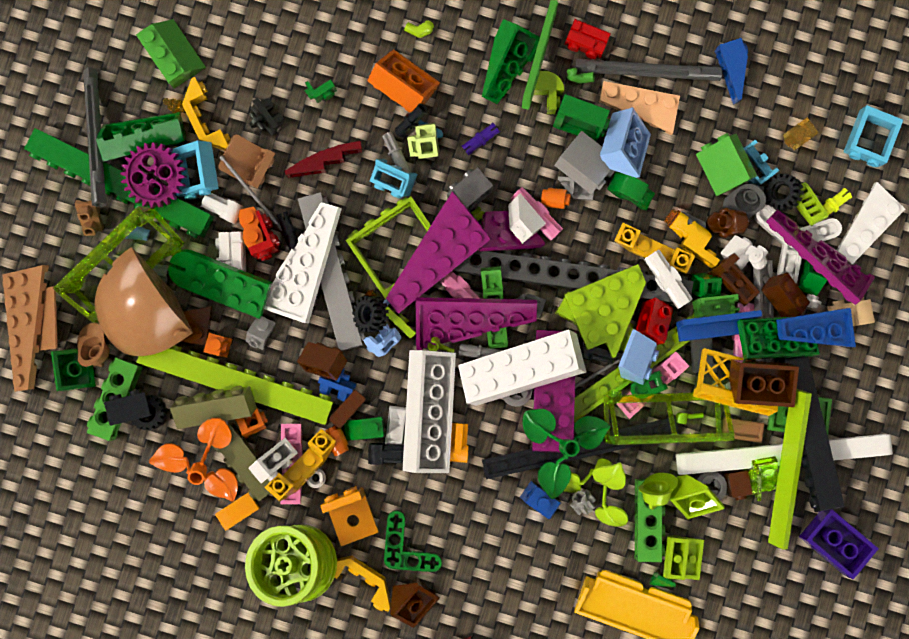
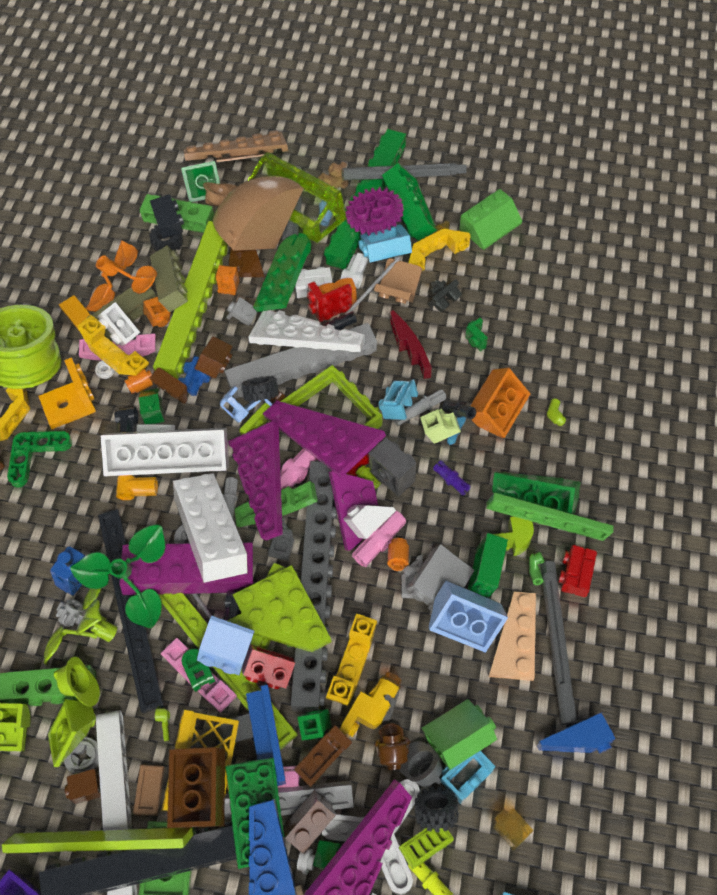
camera: 90 degrees right, 25 degrees down
(436, 340) = (235, 452): lime hand -> none
(616, 439) = (133, 637): clear neon green windscreen -> none
(631, 189) = (415, 633): green brick -> none
(668, 279) = (316, 673): white piece -> none
(715, 306) = (289, 735): bright green hinge -> none
(746, 252) = (355, 764): white brick -> none
(763, 475) = (90, 811): clear neon green bracket -> none

